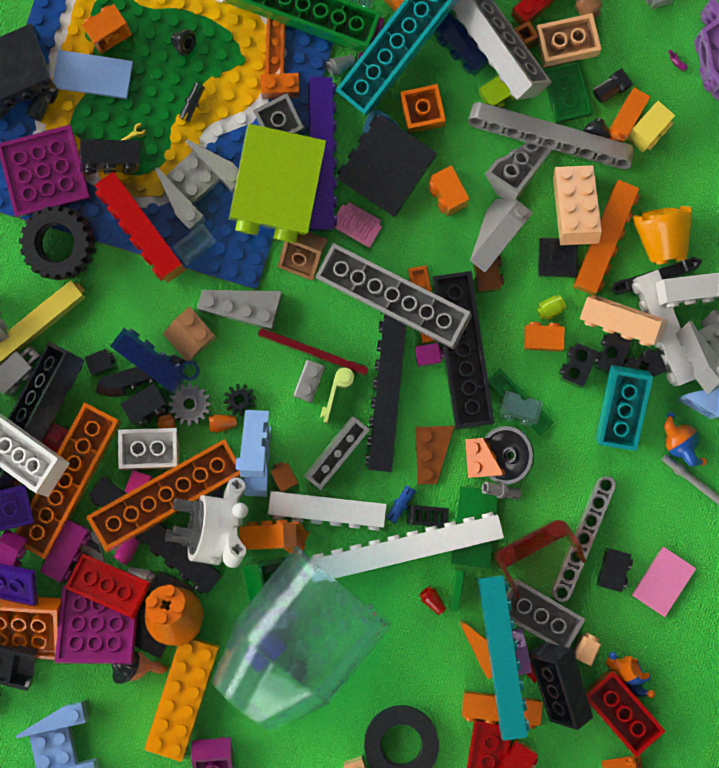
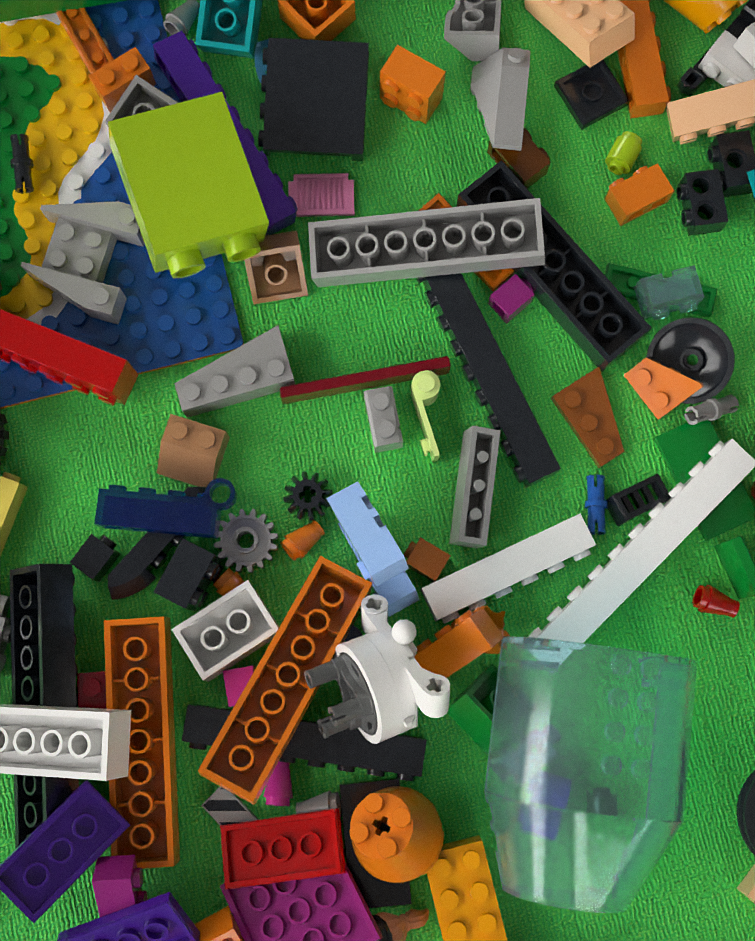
camera: 35 degrees left, 5 degrees down
(66, 551) = (197, 837): magenta brick -> none
(194, 244) = (130, 330): clear light blue brick -> none

